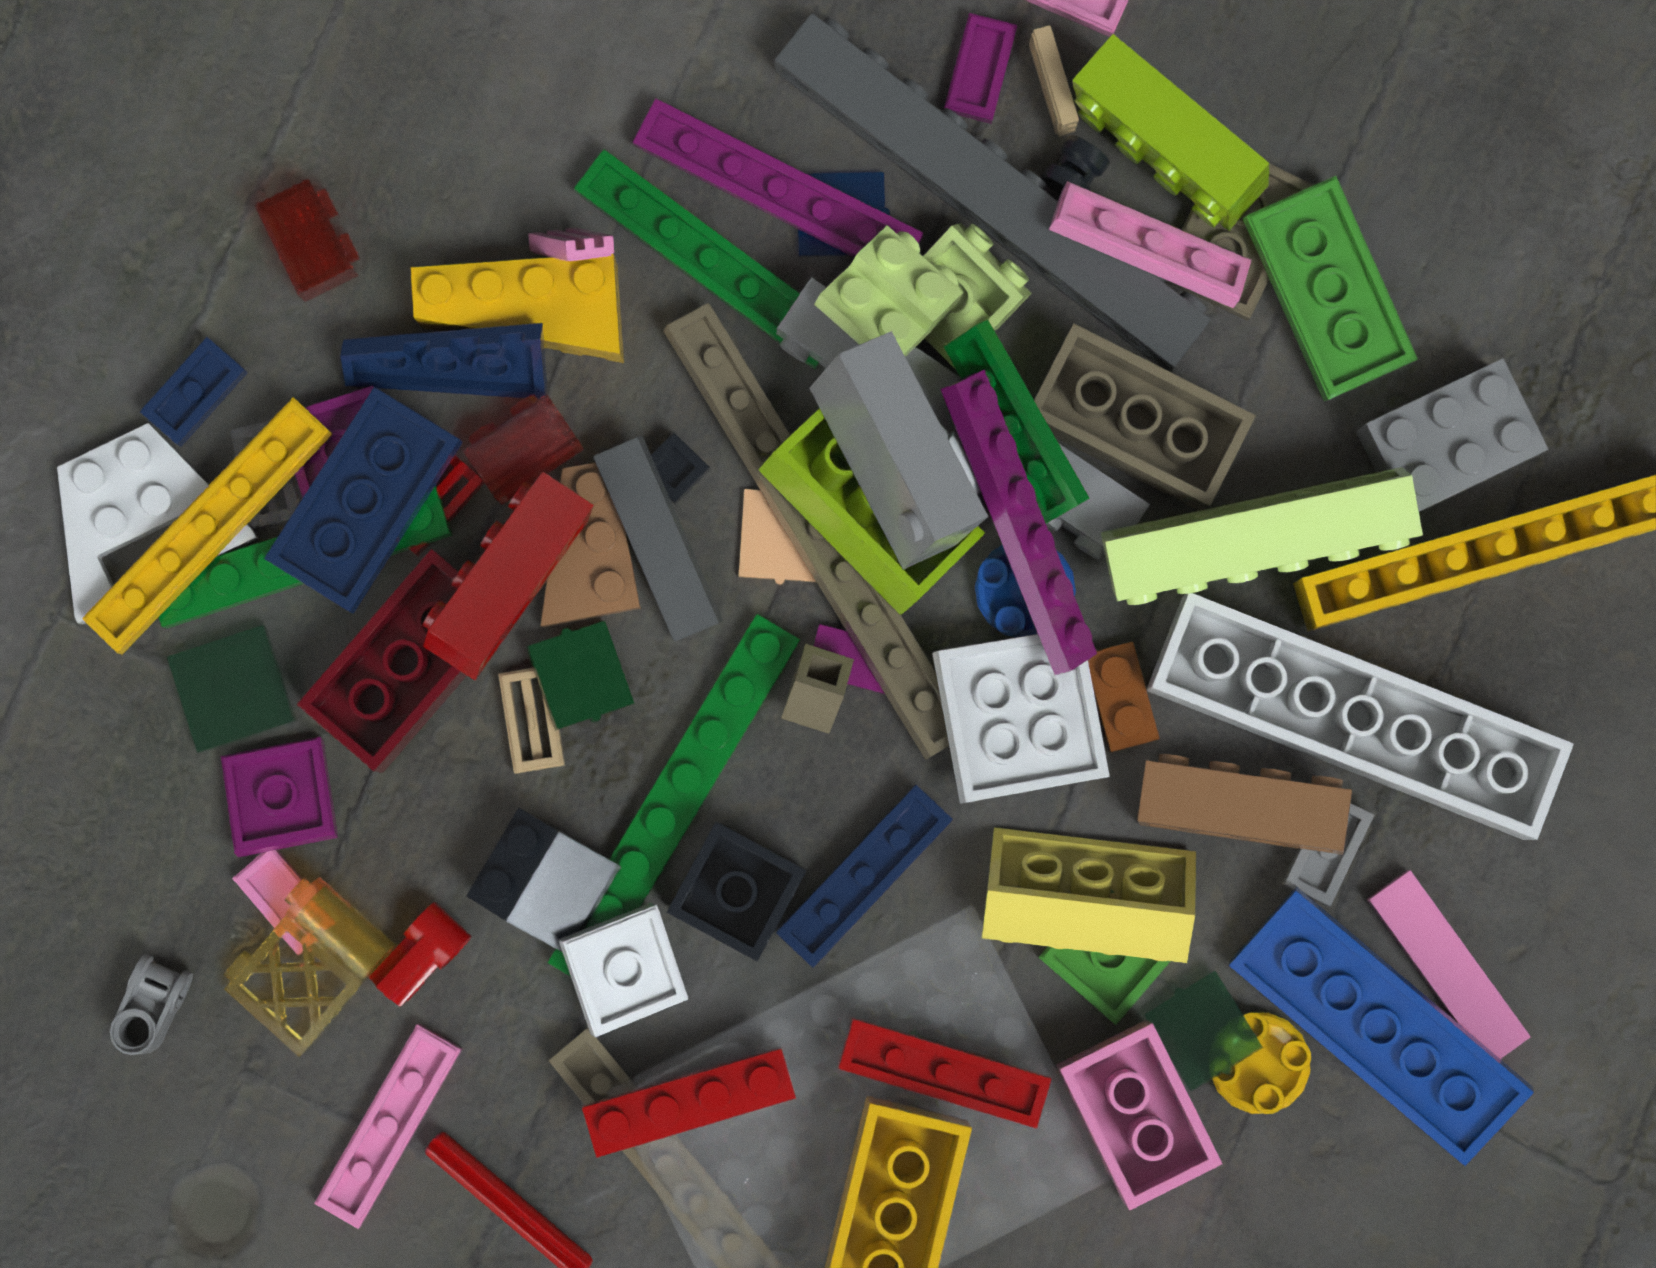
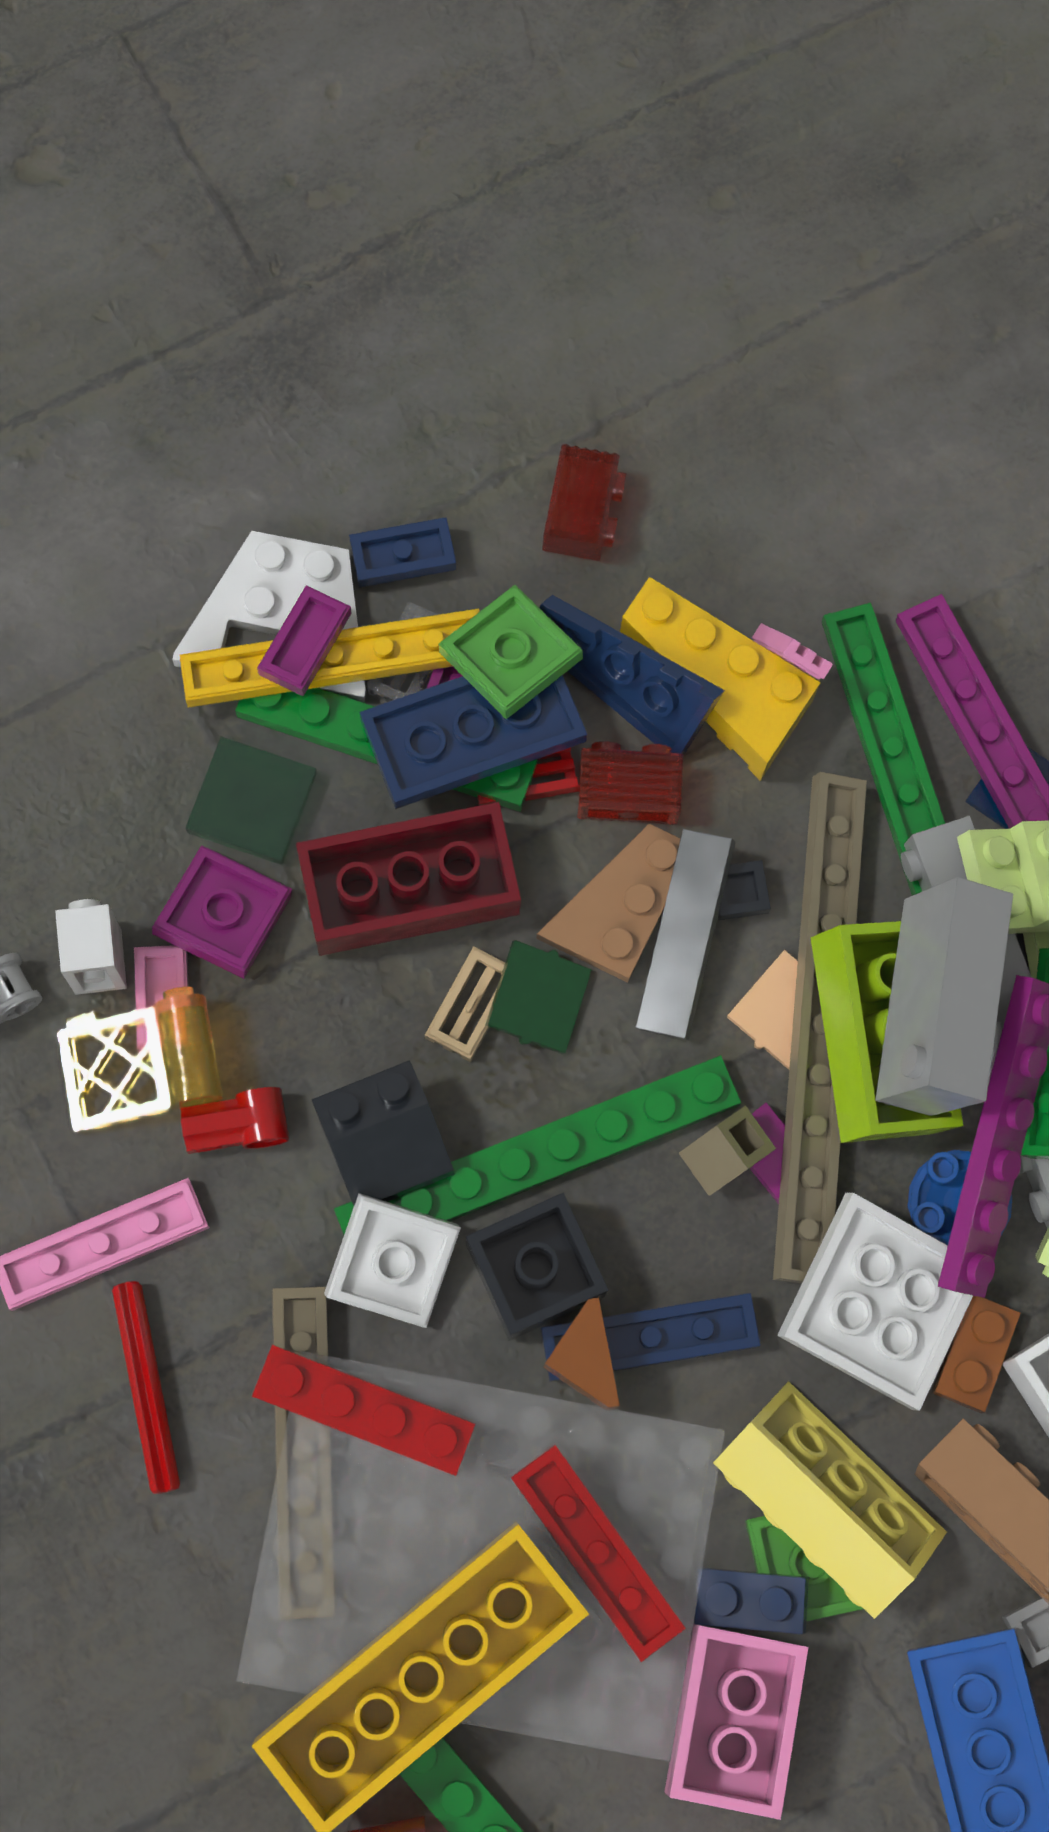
camera: 30 degrees right, 10 degrees down
(173, 532) = (304, 640): none -> magenta tile
(199, 908) = (90, 947): none -> white brick
(346, 417) = (510, 651): none -> bright green tile
(507, 575) = (544, 864): red brick -> none
(825, 934) = (584, 1358): none -> dark orange slope
(1086, 1015) = (752, 1601): none -> dark blue plate
(1204, 1031) = (845, 1693): clear green piece -> none
(1273, 1074) = (872, 1759): yellow dish -> none

